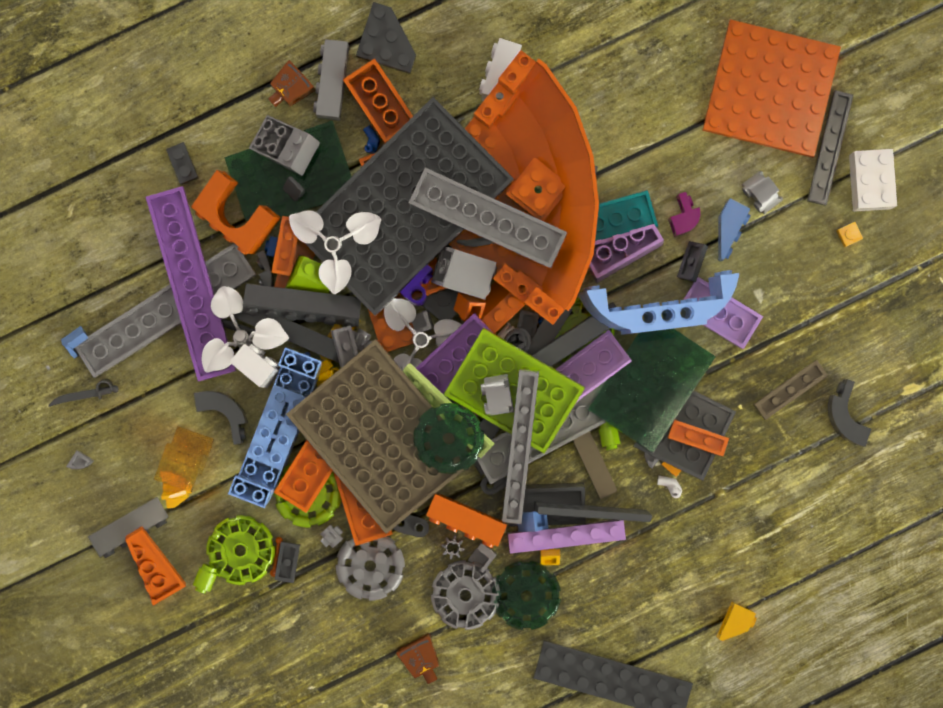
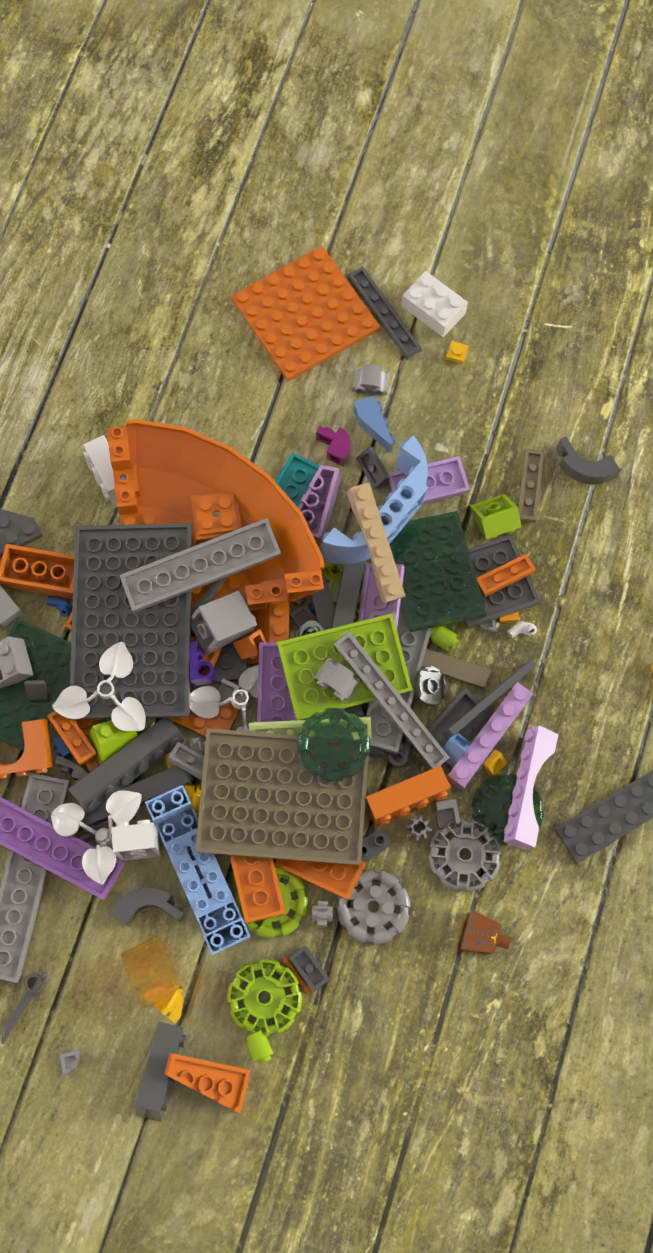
camera: 50 degrees left, 15 degrees down
(562, 460) = (430, 686): none -> dark grey tile
(587, 579) = (522, 824): none -> arch
(625, 328) = (383, 563): none -> tan arch
(740, 387) = (496, 516): none -> lime slope

